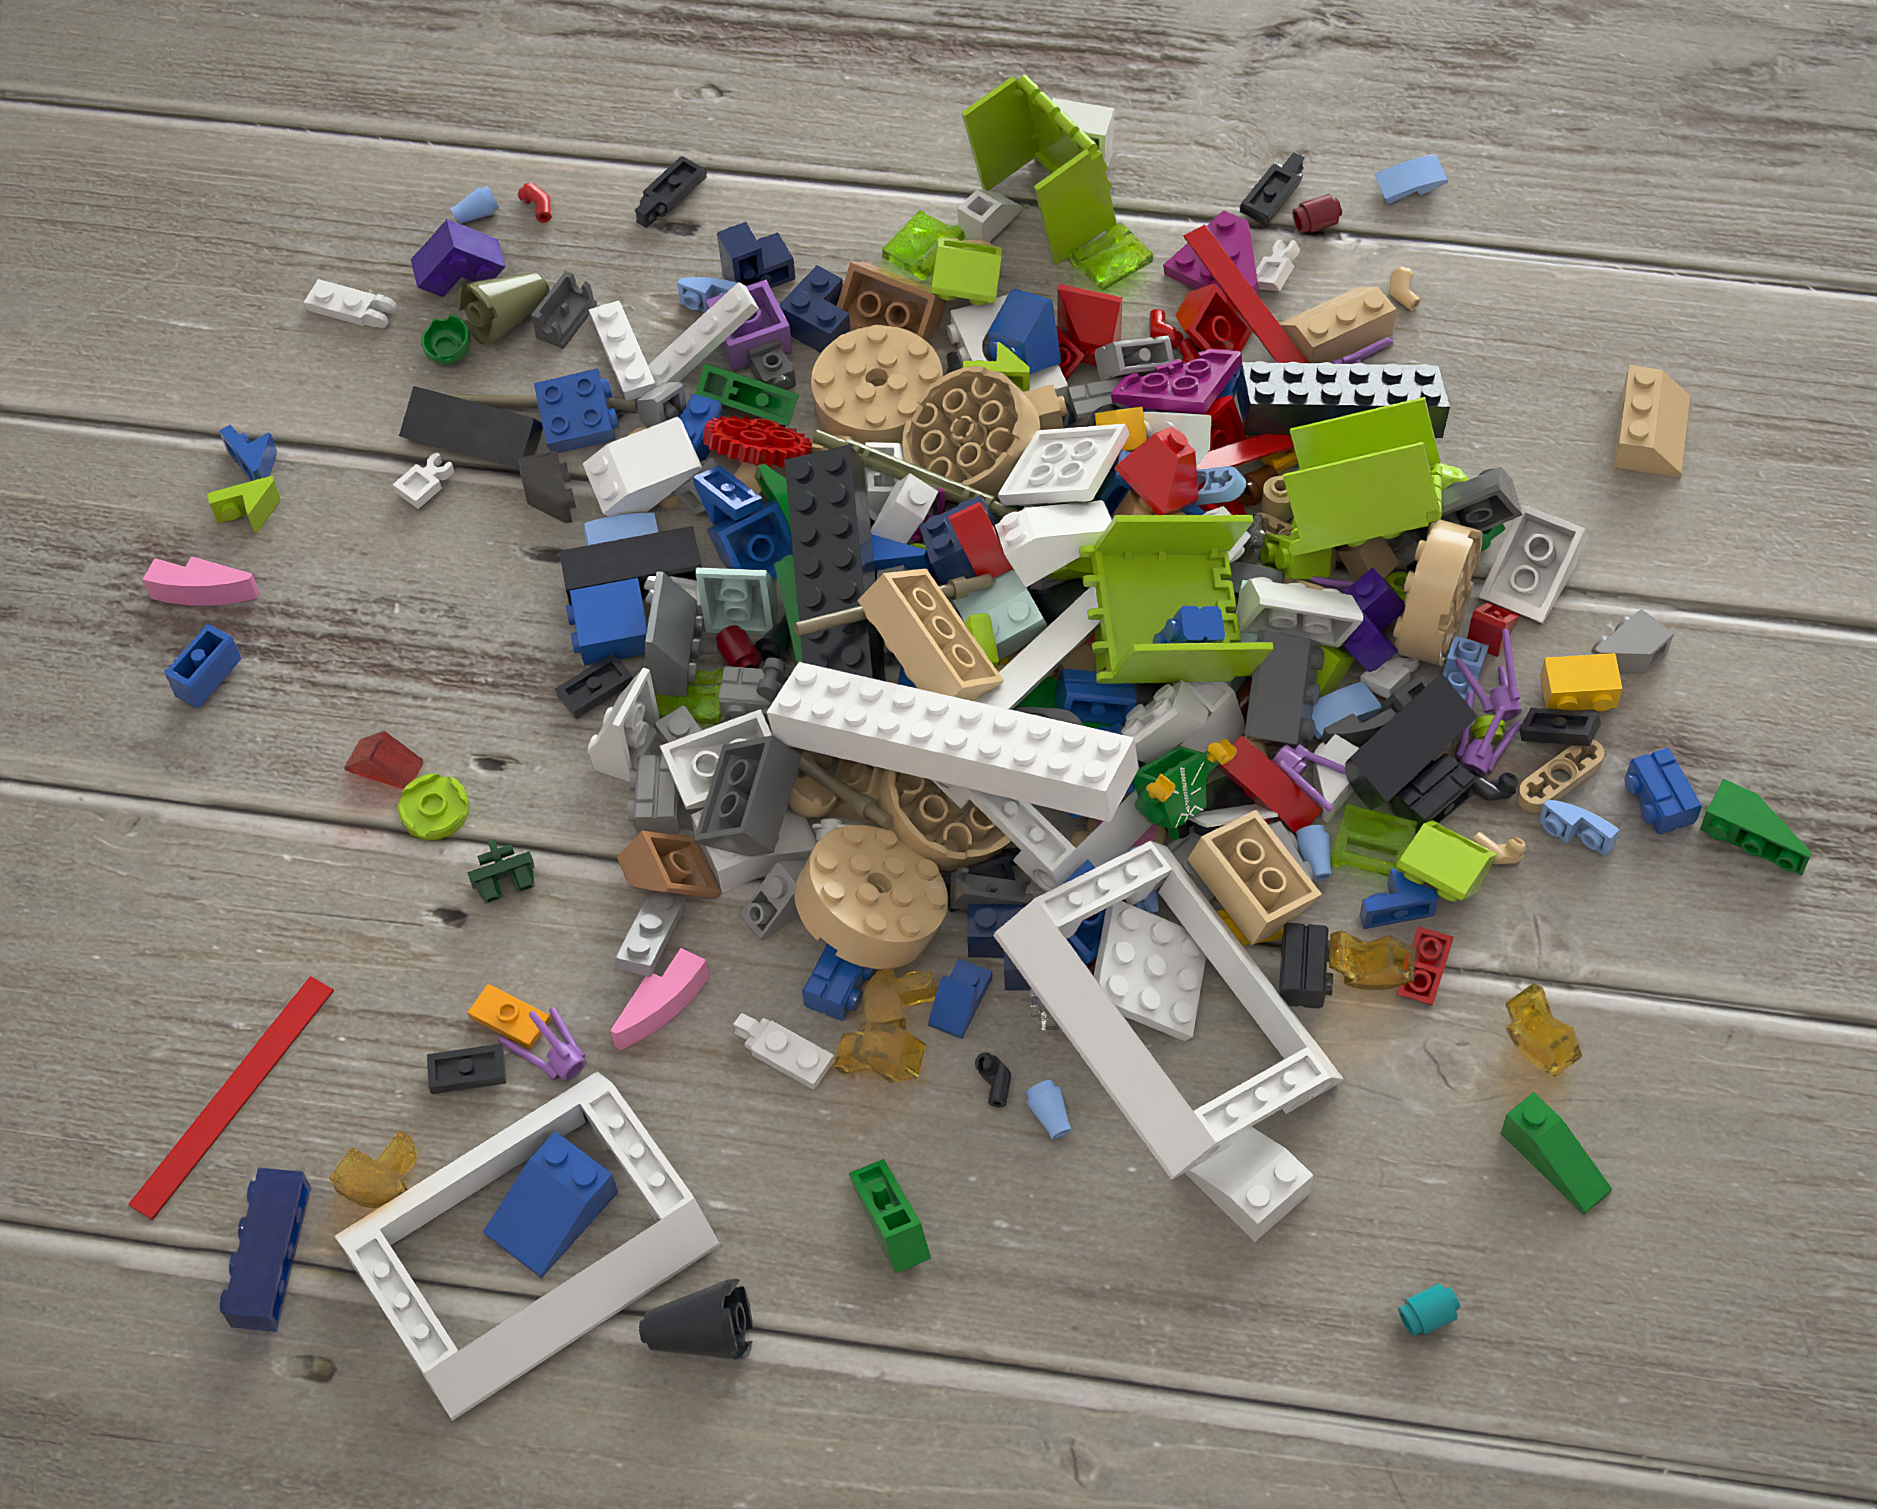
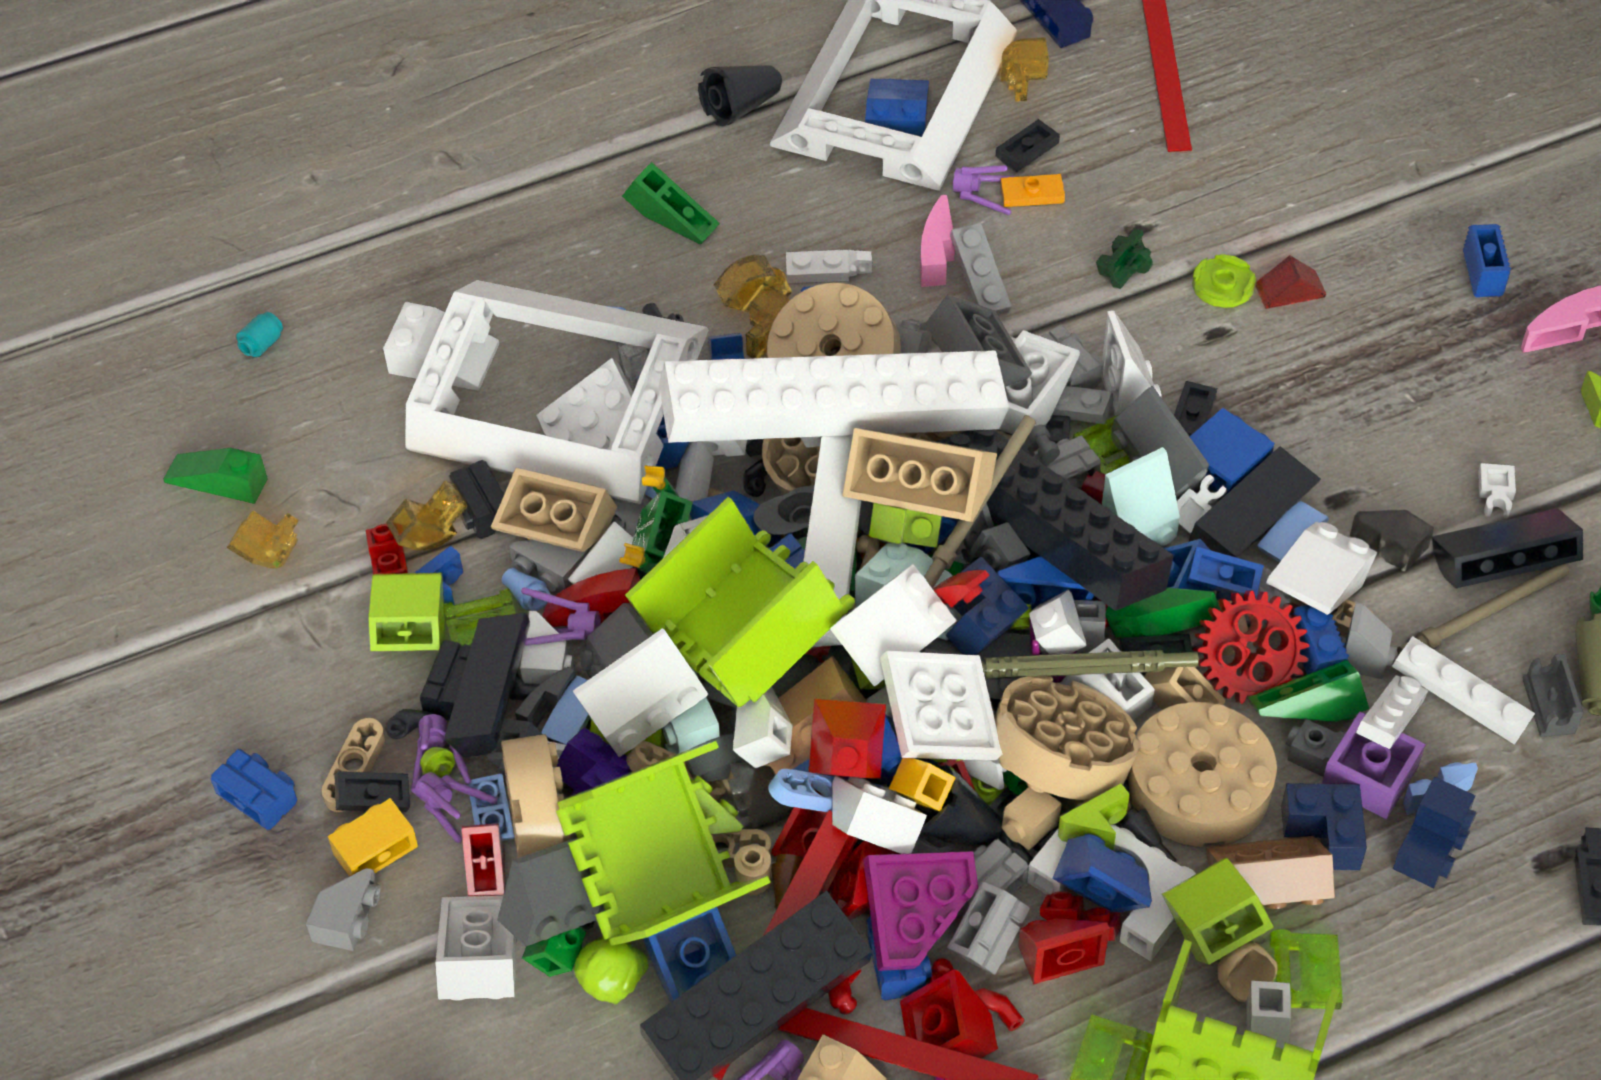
camera: 145 degrees right, 5 degrees down
(576, 411) = (1434, 597): blue brick -> none
(668, 865) = (1014, 306): medium nougat slope -> none
(1193, 626) = (708, 582): blue brick -> none
(1506, 853) = (375, 670): tan arm -> none
(1568, 820) = (324, 720): light blue slope -> none
(1749, 823) = (166, 799): green slope -> none

